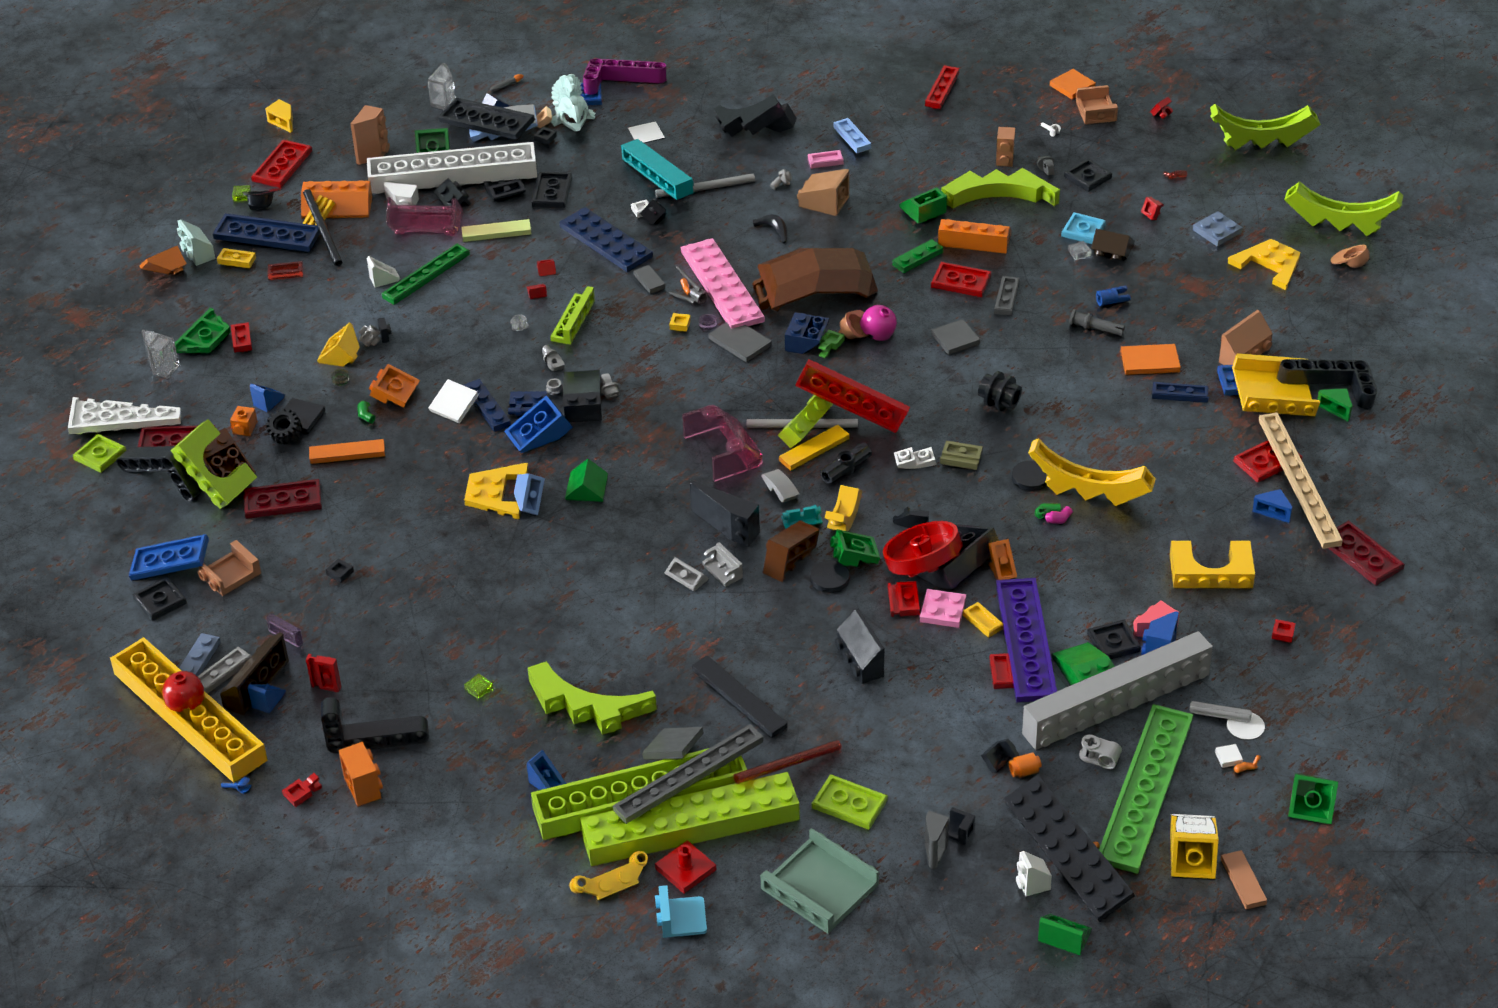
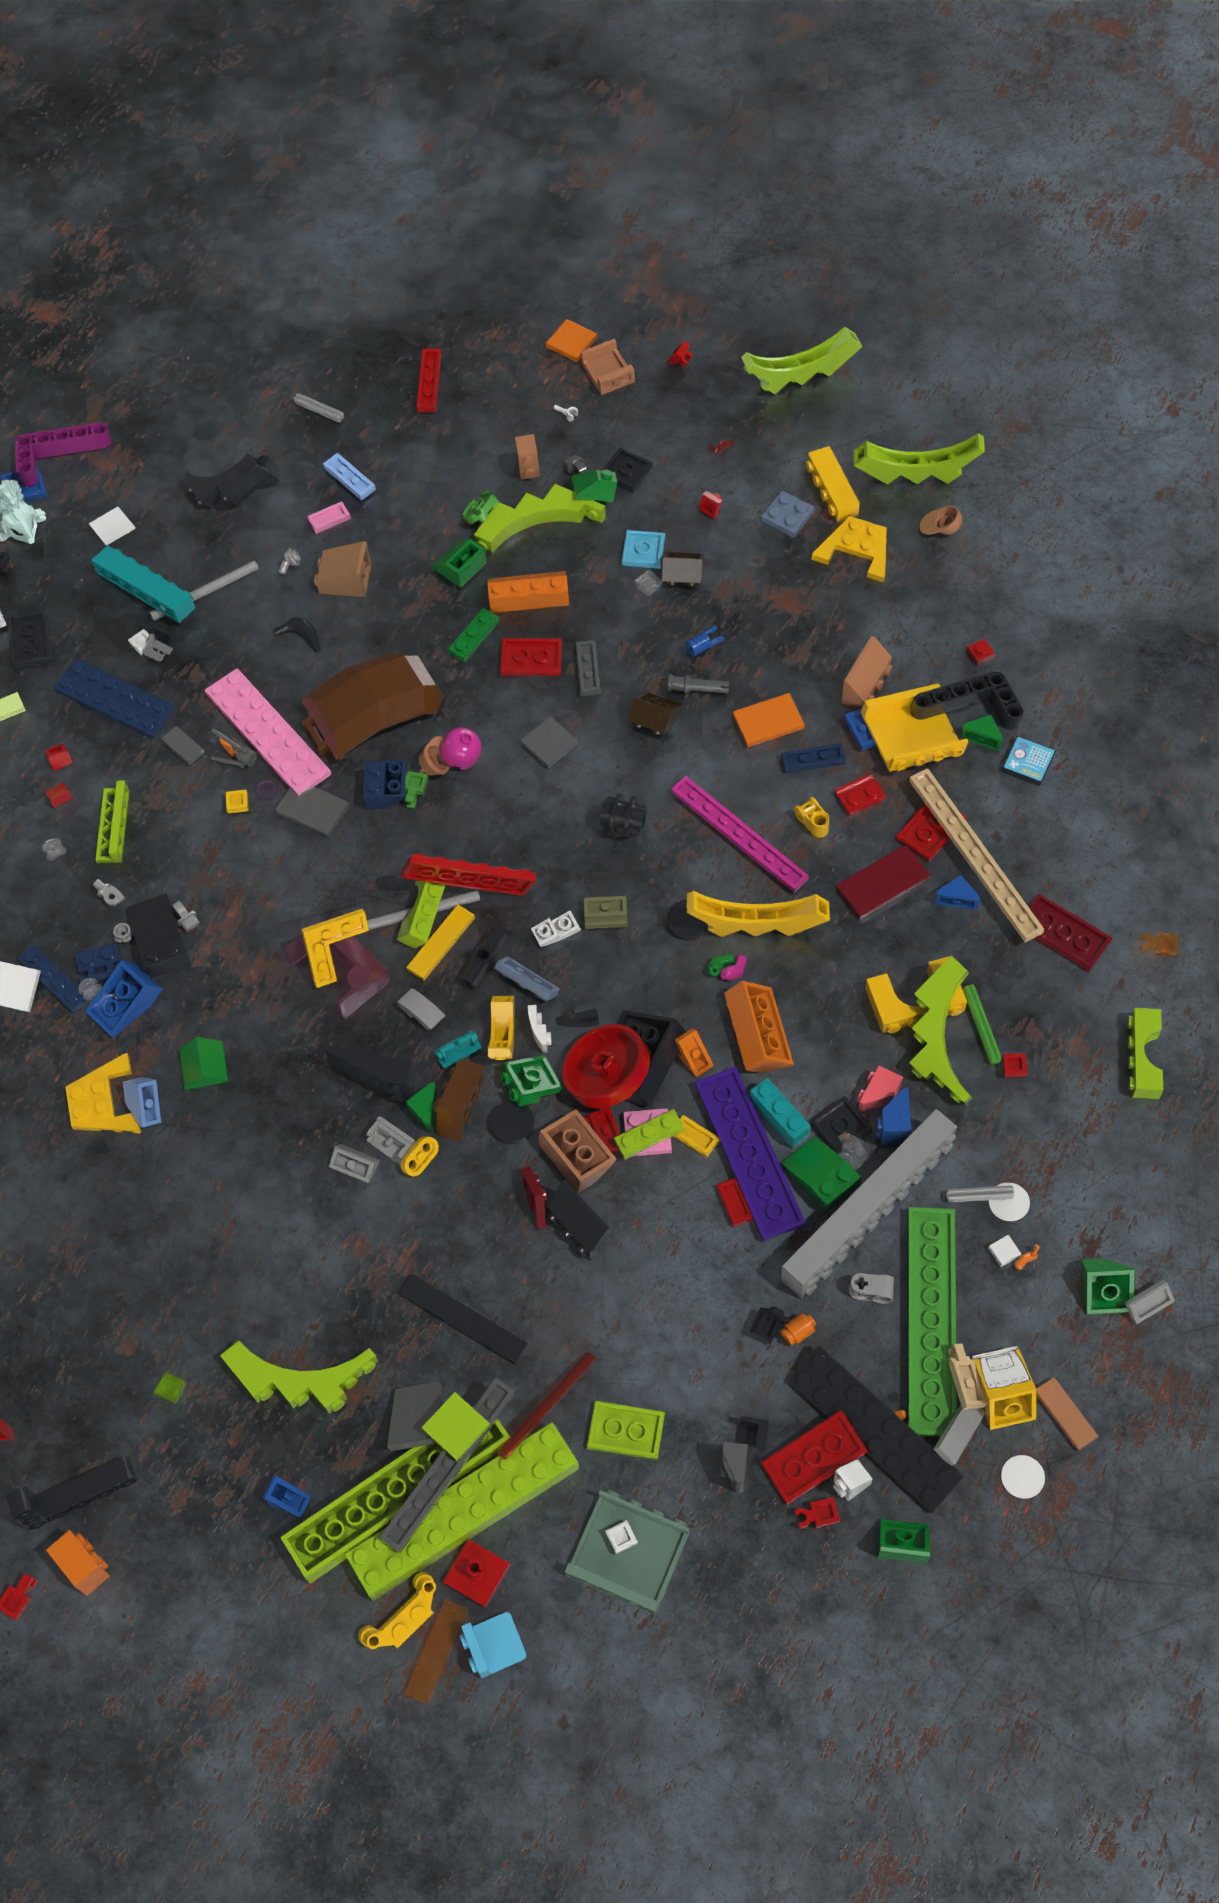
camera: 15 degrees left, 20 degrees up
(513, 413) = (89, 988): none -> clear plate
(629, 911) = (436, 1651): none -> clear orange tile
(704, 746) = (455, 1426): none -> lime tile
(714, 408) = (322, 934): none -> yellow plate
(741, 579) = (419, 1157): none -> yellow plate
(756, 547) = (423, 1104): none -> green slope
(818, 868) = (621, 1537): none -> white tile
(830, 622) = (535, 1195): none -> dark red wing
(844, 88) = (319, 407): none -> light grey axle
(875, 518) = (539, 1031): none -> white slope
(876, 600) = (576, 1150): none -> nougat slope
(877, 484) = (527, 979): none -> sand blue plate
(943, 604) = (649, 1134): none -> lime plate
(953, 173) = (479, 509): none -> bright green plate
(998, 894) = (822, 1513): none -> red plate
(1000, 854) = (814, 1457): none -> red tile
(1051, 333) = (654, 712): none -> dark brown slope
(1057, 174) = (595, 485): none -> green slope
(1062, 617) = (780, 1113): none -> teal brick
(1064, 557) = (758, 1027): none -> orange slope
(1095, 425) = (740, 834): none -> dark pink plate
(1117, 651) = (852, 1147): none -> clear bracket
(1142, 862) = (958, 1434): none -> light grey tile
(1160, 826) = (966, 1379): none -> tan hinge
(1165, 429) = (812, 814): none -> yellow piece
(1189, 915) = (1023, 1476): none -> white sticker
(1211, 485) = (883, 881): none -> dark red tile
(1212, 424) = (860, 794): none -> red plate
(1225, 561) = (933, 1058): none -> lime arch
(1263, 214) = (832, 484): none -> yellow brick
(1264, 598) = (982, 1024): none -> bright green axle
(1348, 817) = (1149, 1301): none -> light grey tile
(1355, 350) = (980, 651): none -> red plate
(1371, 431) = (1028, 760): none -> tile
(1400, 662) = (1146, 1078): none -> lime arch
(1449, 577) = (1164, 944): none -> clear orange plate

